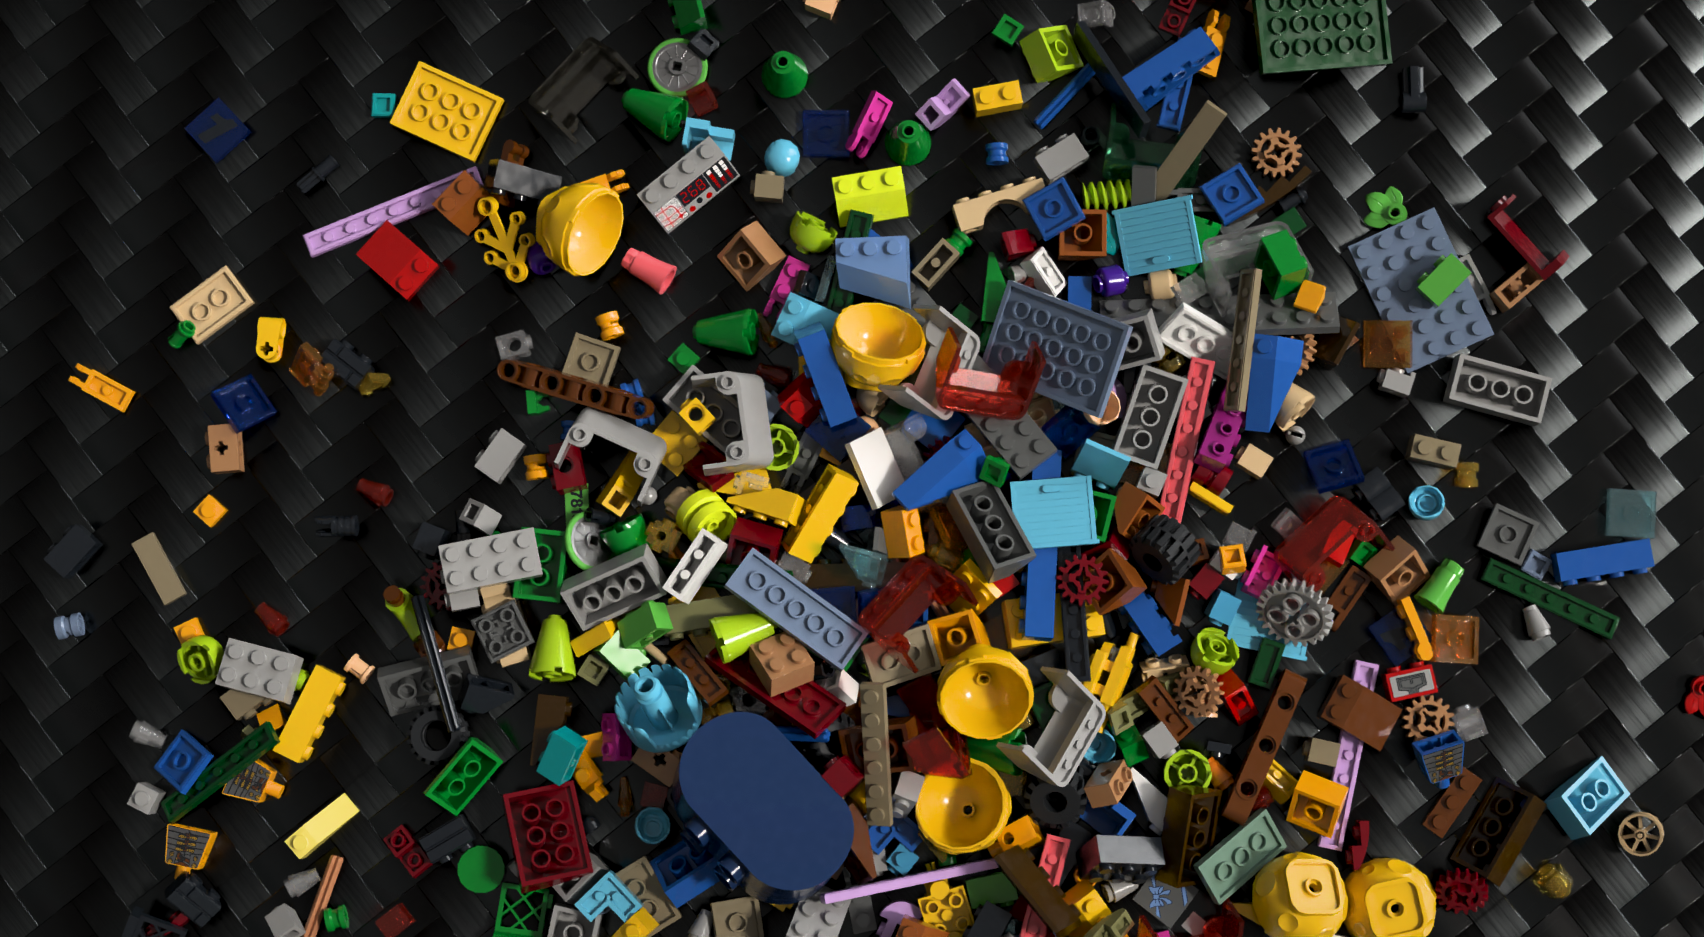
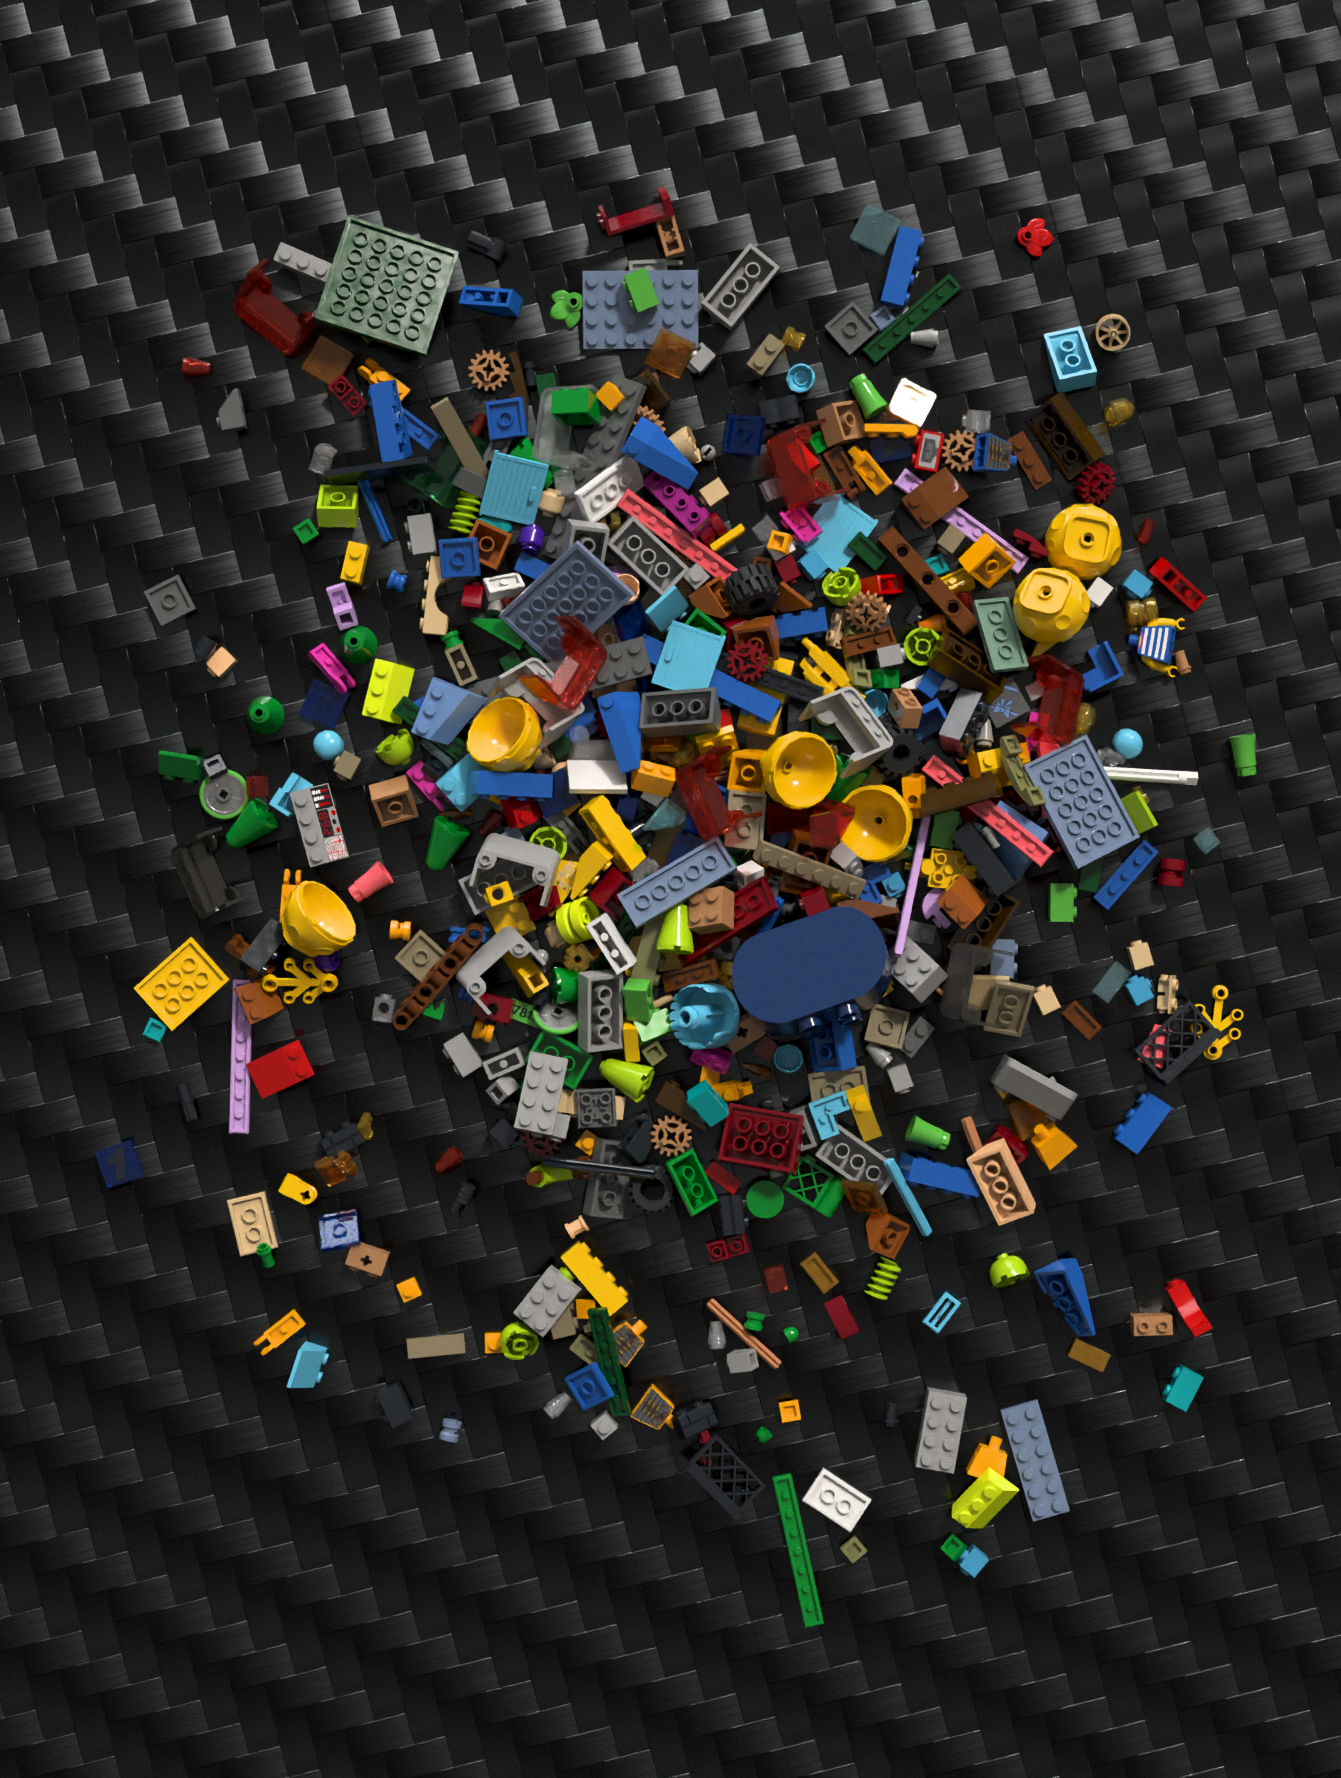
camera: 70 degrees left, 5 degrees up
(74, 433) = (308, 1366): none -> medium azure slope
(224, 738) = (585, 1349): none -> olive plate
(273, 620) = (512, 1276): clear red cone -> none
(322, 826) = (682, 1303): light yellow slope -> none
(486, 810) = (723, 1177): none -> red sticker
(509, 505) = (504, 1063): none -> light grey brick
(518, 735) = (678, 1129): none -> medium nougat gear
(683, 358) = (449, 885): green plate -> none
(994, 470) = (638, 690): green tile -> none
(1150, 800) = (930, 682): none -> blue tile
(1211, 167) = (478, 424): none -> clear red pin
(1242, 340) = (621, 461): dark tan tile -> none
(1287, 599) = (842, 504): light grey gear -> none
(1287, 750) = (938, 564): none -> teal tile
(1355, 122) = (492, 300): none -> blue slope
(1358, 625) = (869, 470): none -> light orange hinge

